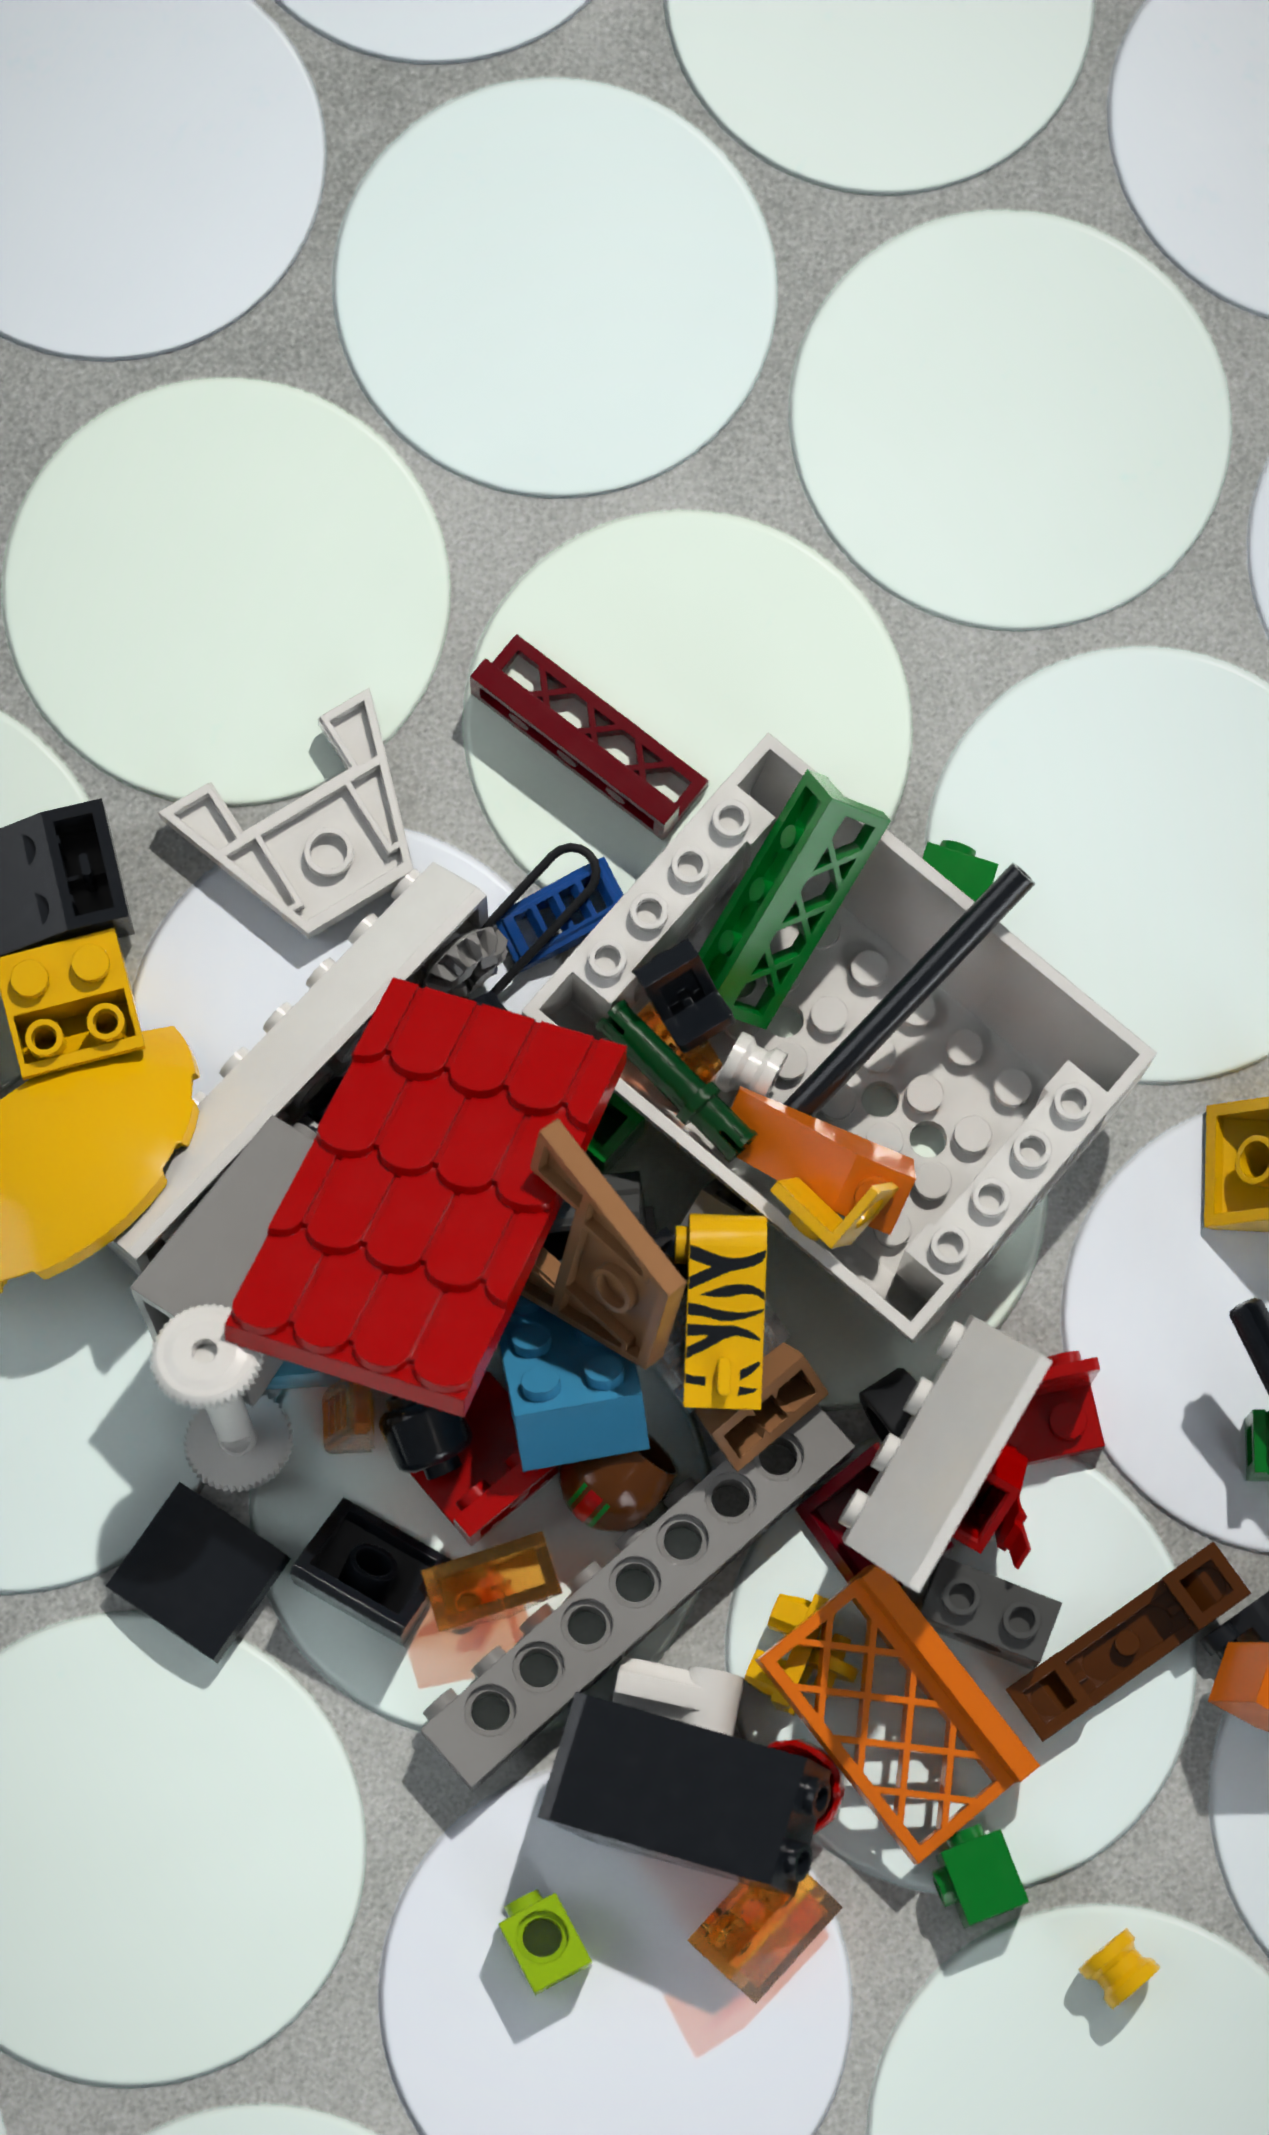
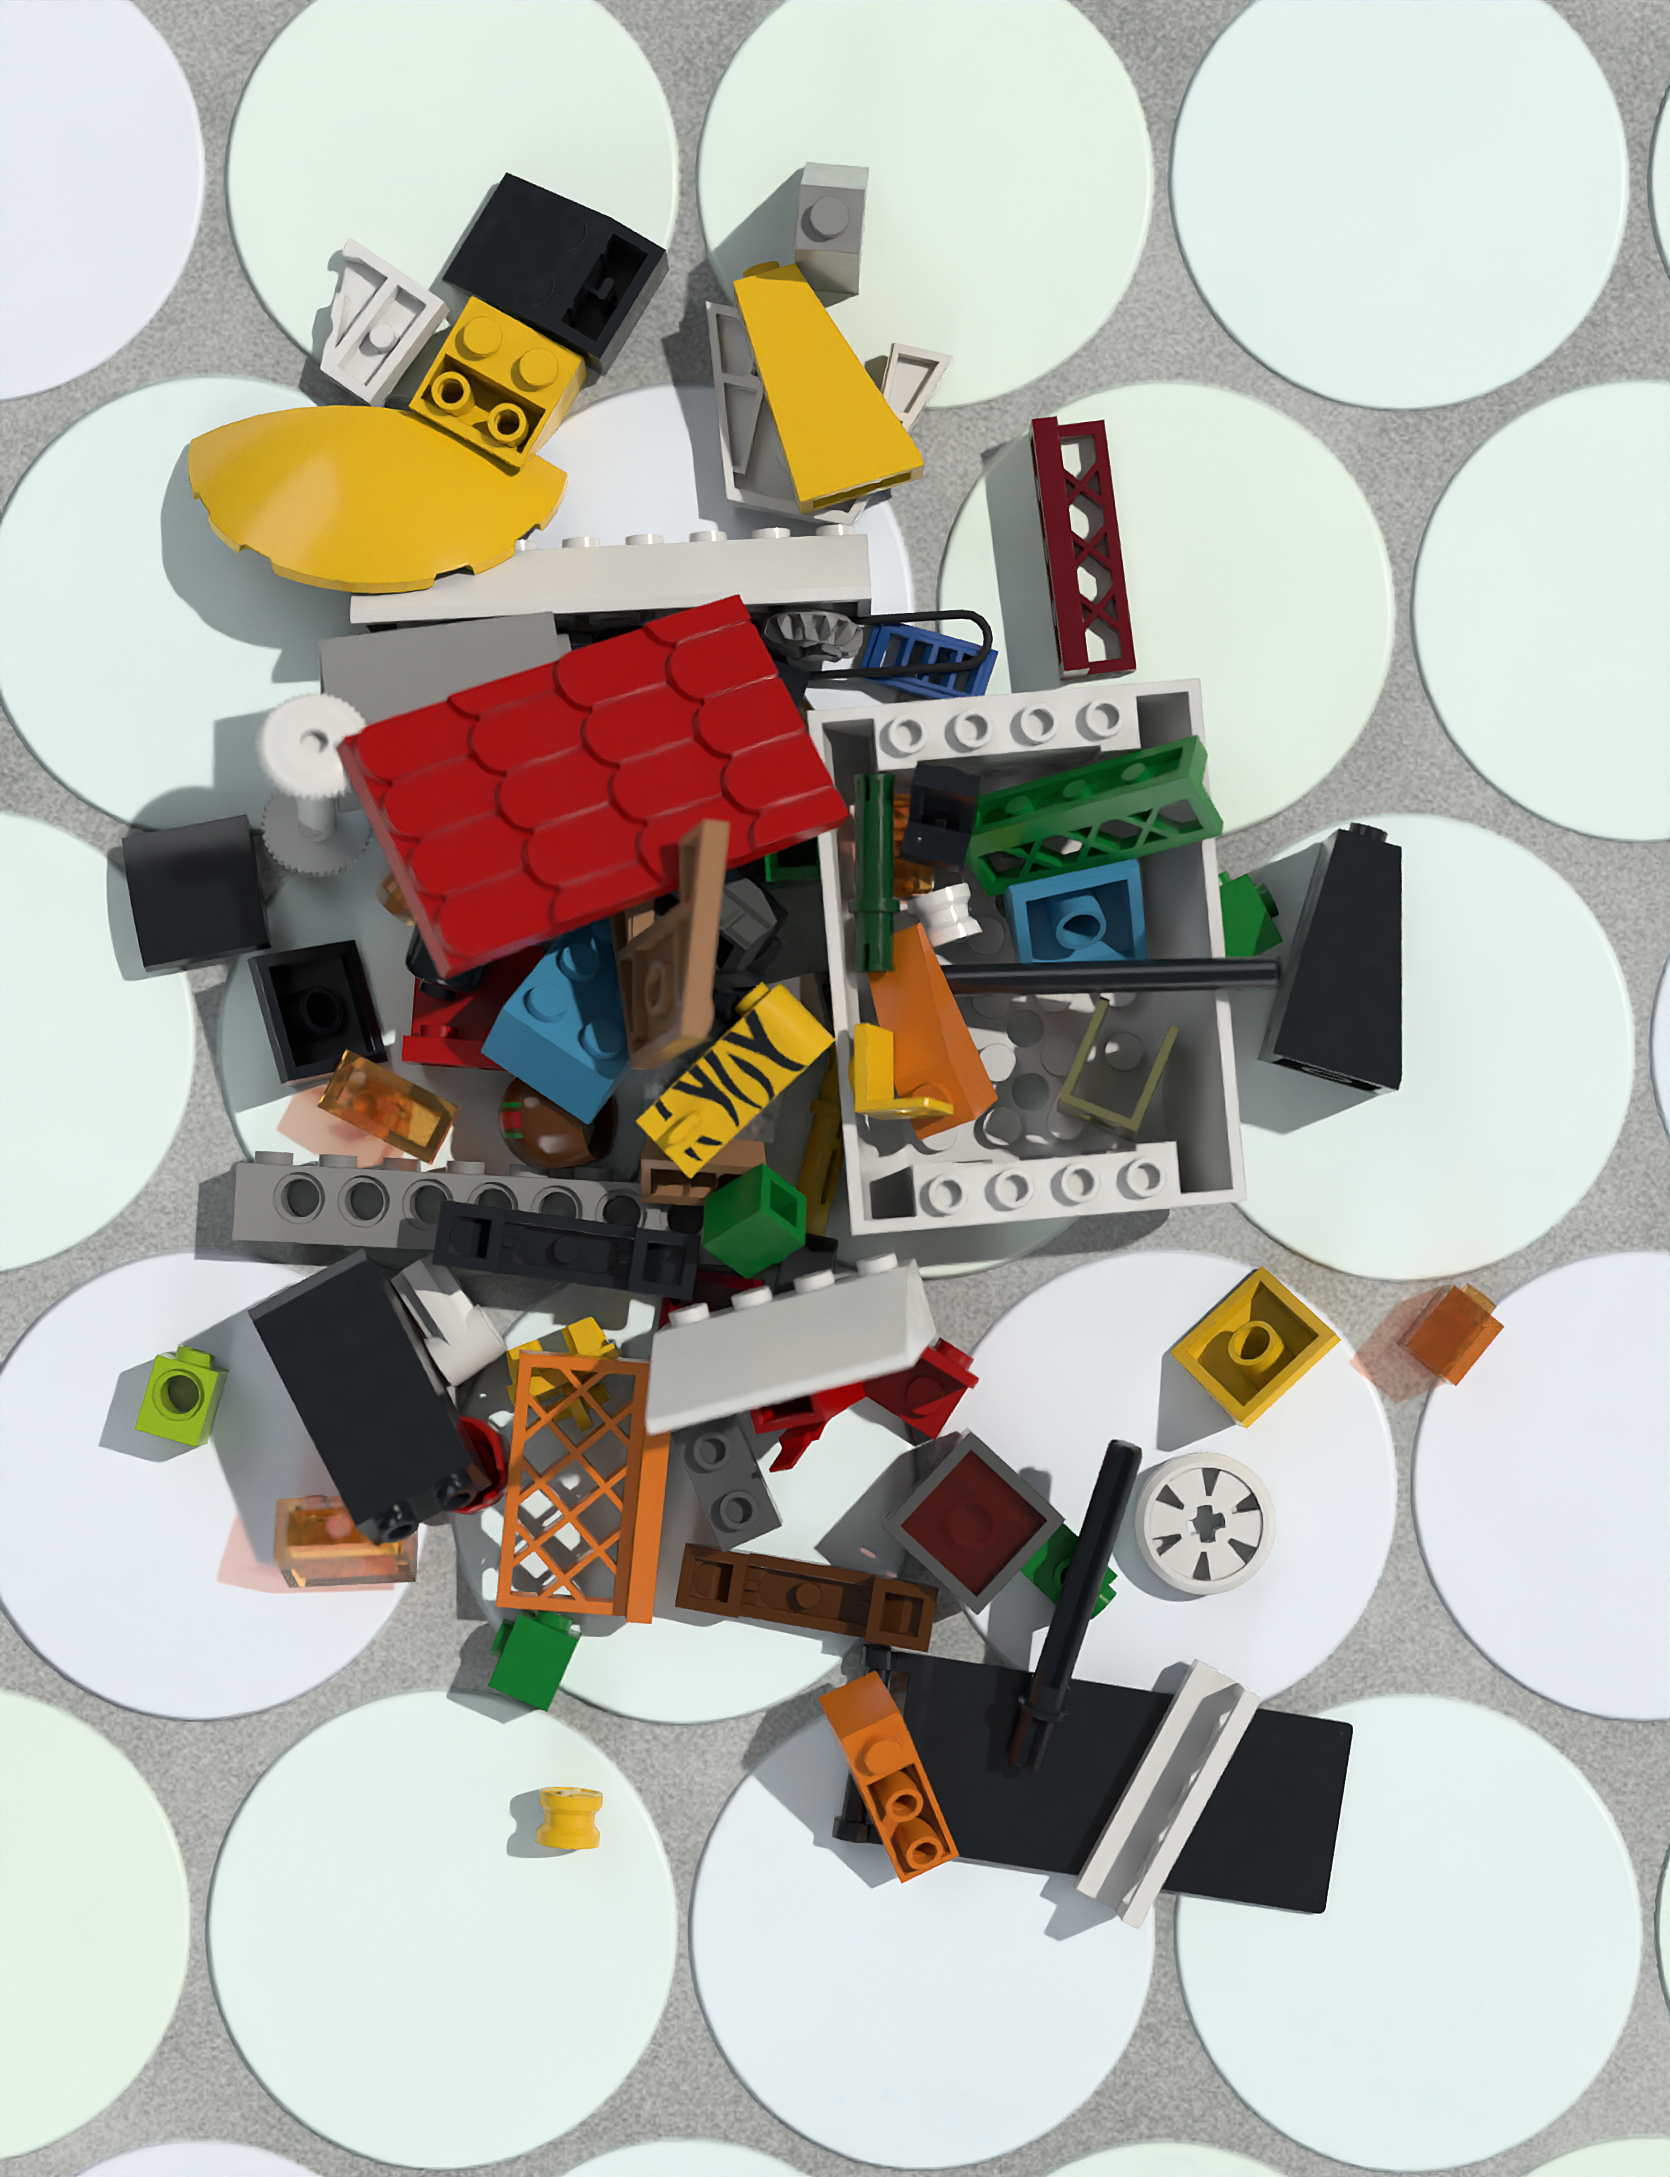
camera: 45 degrees right, 10 degrees up
(200, 677) = (831, 226): none -> light grey slope
(307, 798) = (822, 402): none -> yellow slope
(721, 1554) = (566, 1250): none -> black slope
(828, 1323) = (824, 1150): none -> yellow pin
(832, 1402) = (754, 1221): none -> green brick
(841, 979) = (1079, 916): none -> dark azure slope
(996, 1100) = (1099, 1116): none -> olive piece
(1086, 861) = (1344, 969): none -> black slope
(1189, 1471) = (972, 1521): none -> clear red piece

